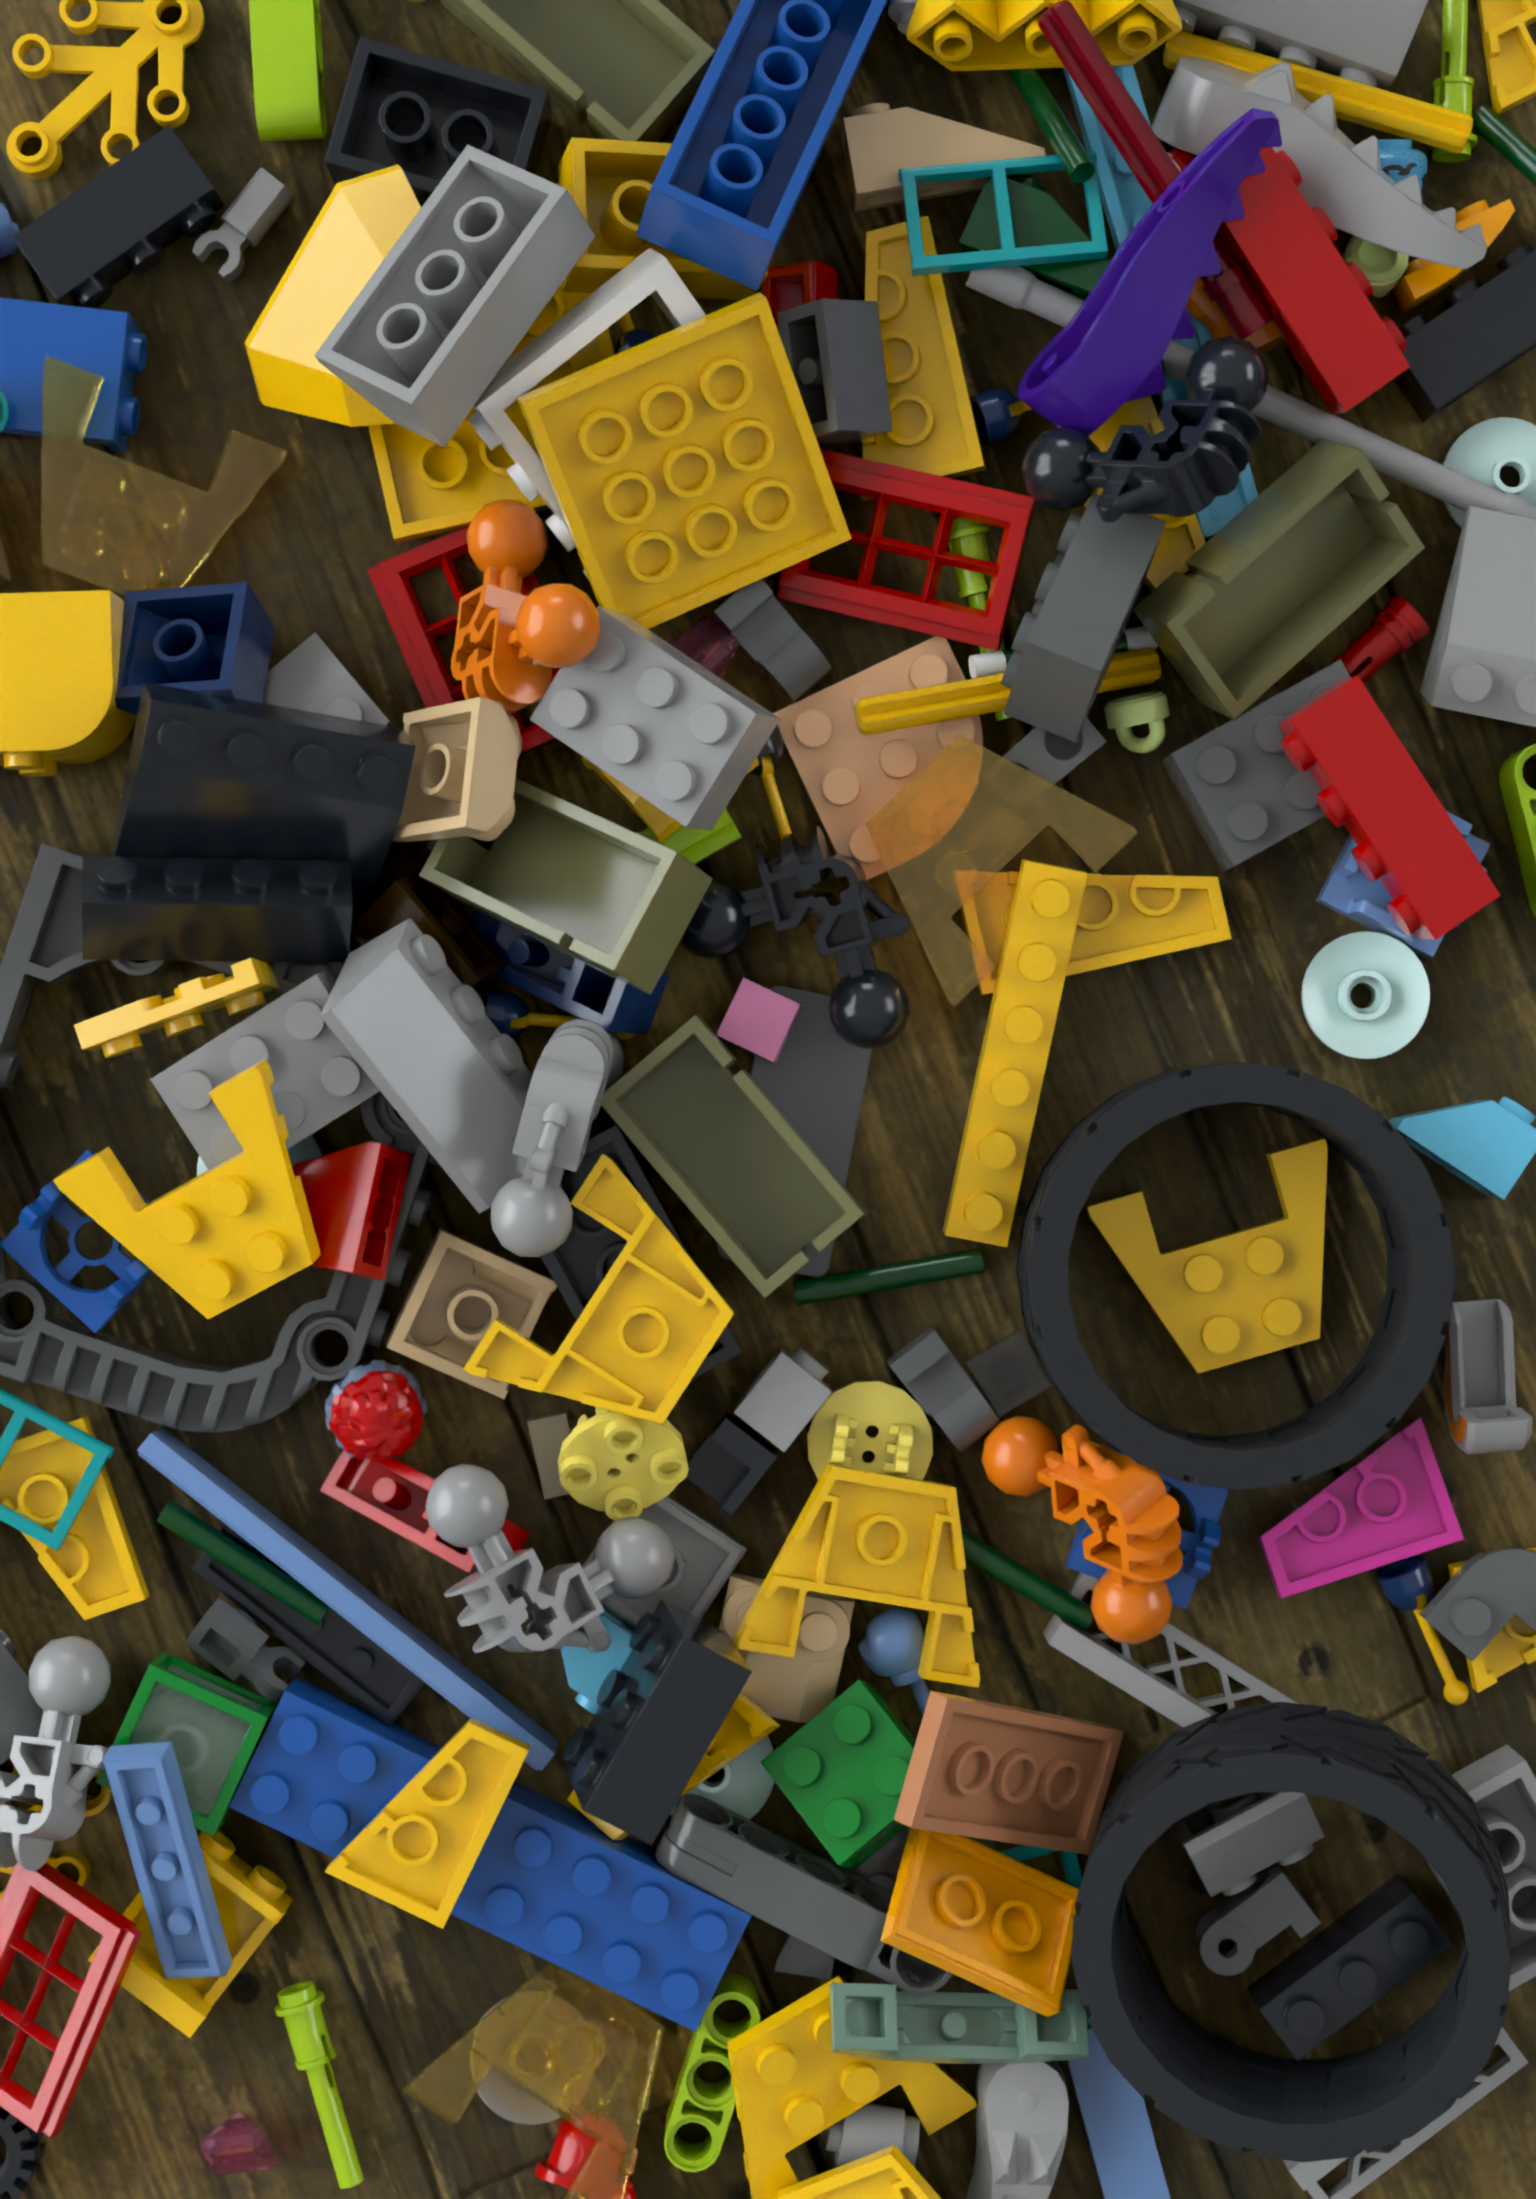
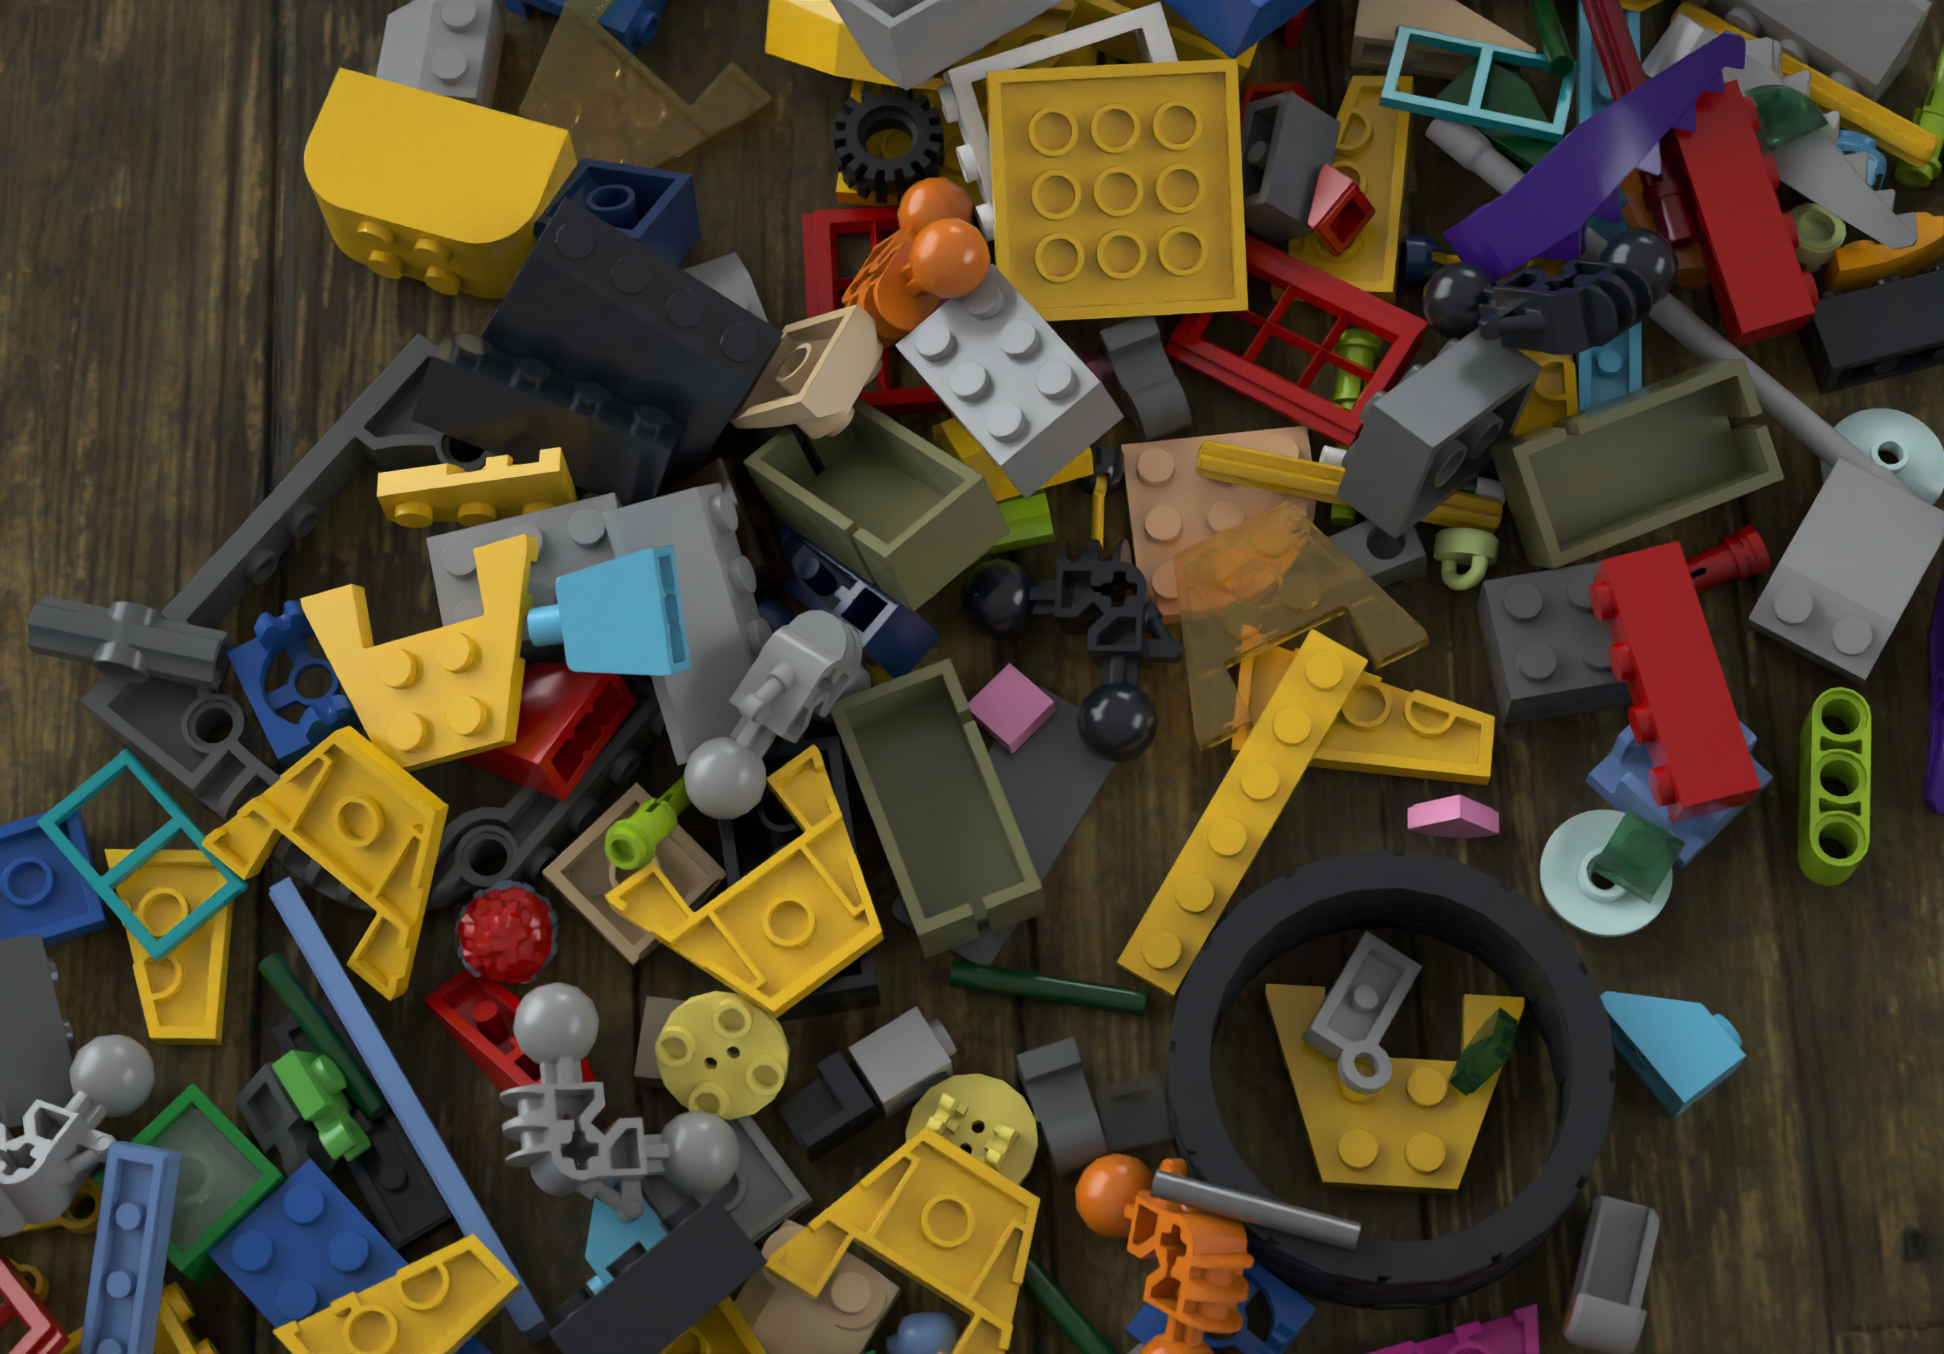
camera: 25 degrees right, 20 degrees down
(204, 1376) = (363, 826): none -> yellow wing
(267, 1627) = (317, 1092): none -> bright green plate
(377, 1113) = (618, 616): none -> medium azure torso
(426, 515) = (883, 113): none -> black tyre
(469, 1308) = (633, 840): none -> lime pin
(905, 401) = (1338, 210): none -> red slope
(1165, 1460) = (1255, 1210): none -> flat silver bar
(1184, 1207) = (1360, 1011): none -> light grey hinge
(1207, 987) = (1453, 818): none -> bright pink tile
(1309, 1209) = (1485, 1052): none -> clear green tile
(1322, 156) = (1785, 114): none -> clear green tile
(1393, 973) = (1638, 856): none -> clear green plate

